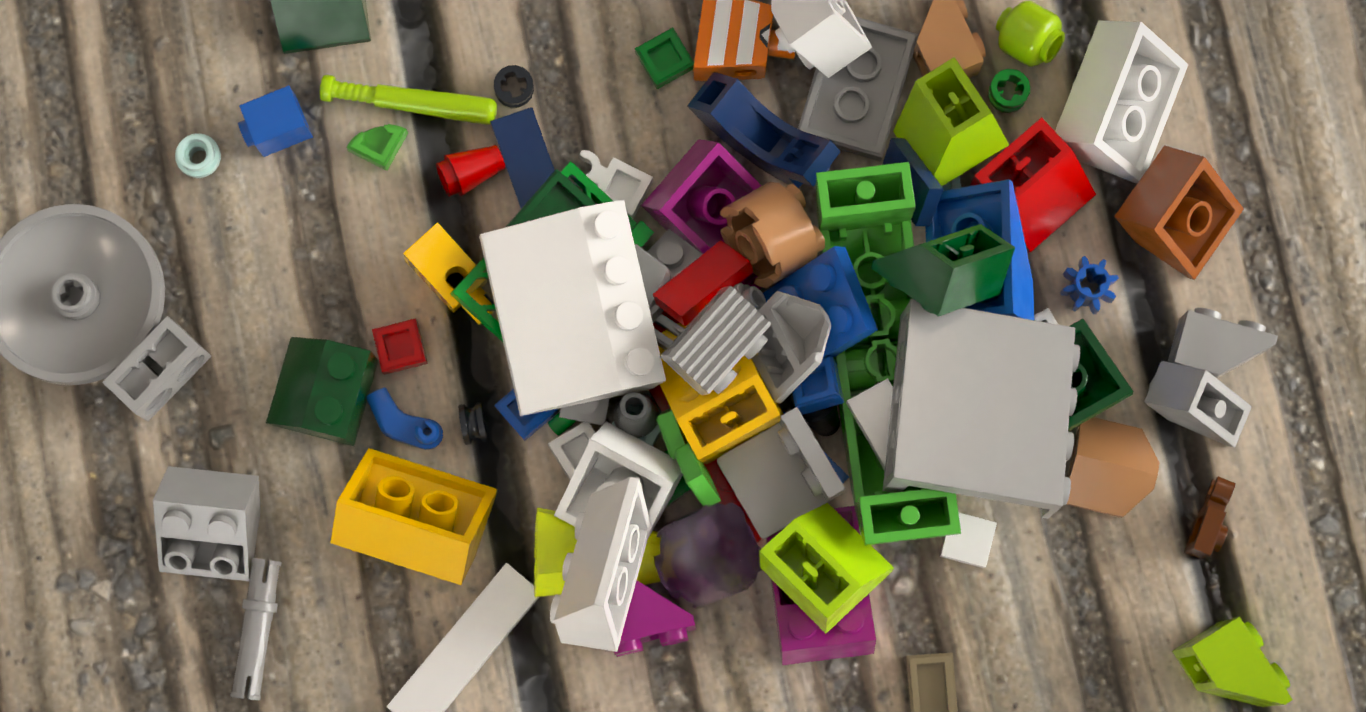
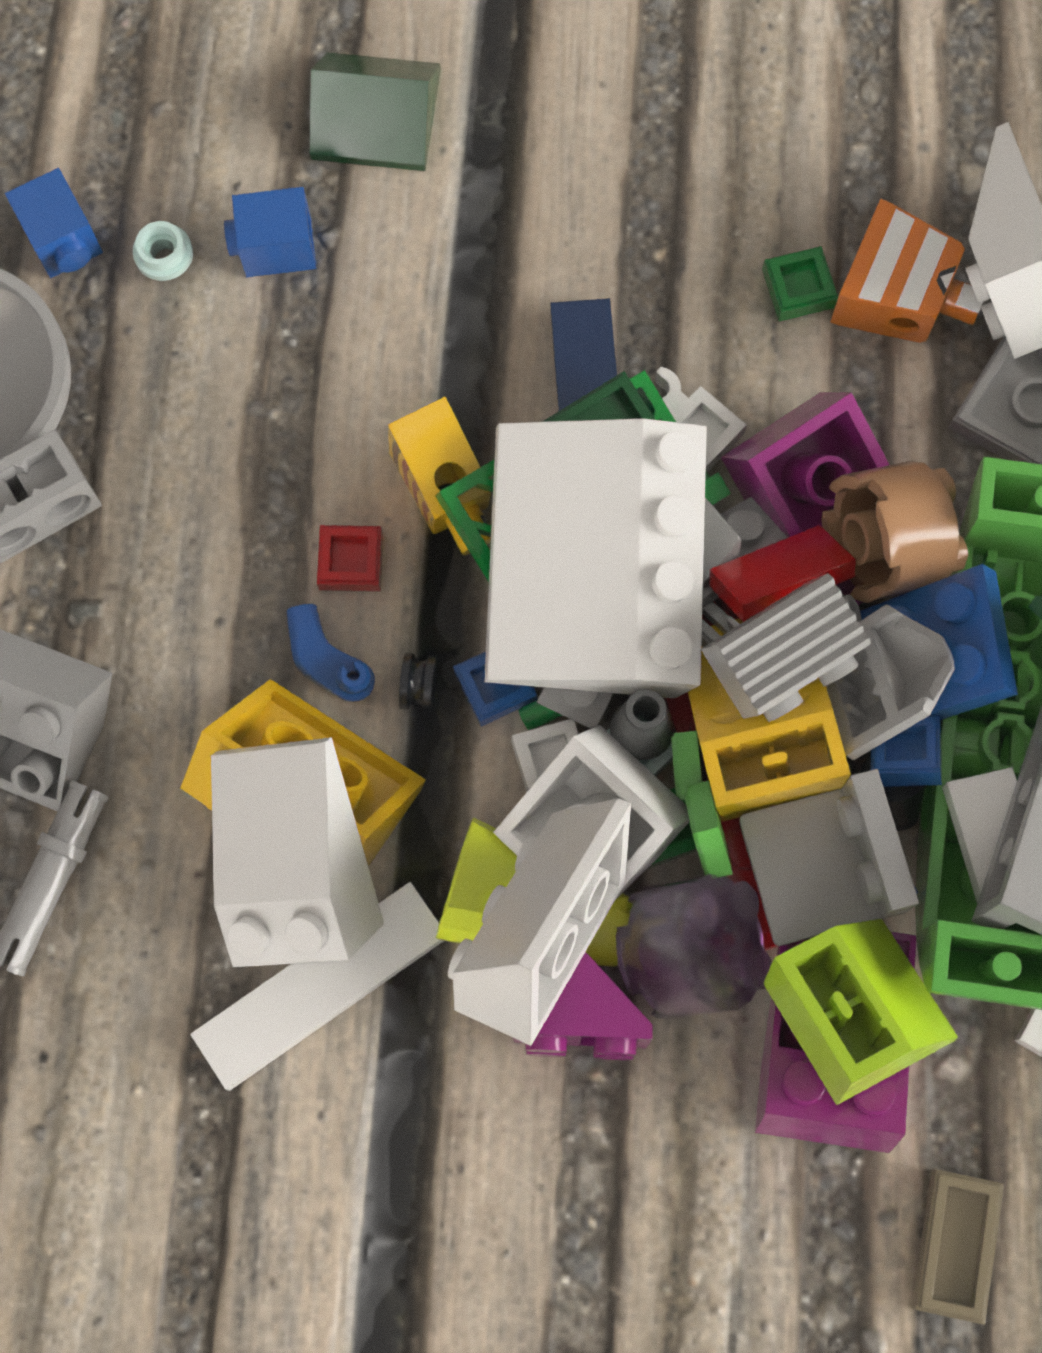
camera: 15 degrees right, 5 degrees down
(113, 157) = (54, 223): none -> blue brick
(323, 389) = (234, 585): dark green slope -> none
(378, 144) = (397, 297): bright green tile -> none
(420, 570) = (288, 856): none -> white slope
(425, 102) = (473, 259): lime piece -> none
(468, 169) = (506, 354): red cone -> none
(521, 75) = (578, 278): black bush -> none
(759, 134) = (903, 405): dark blue arch -> none

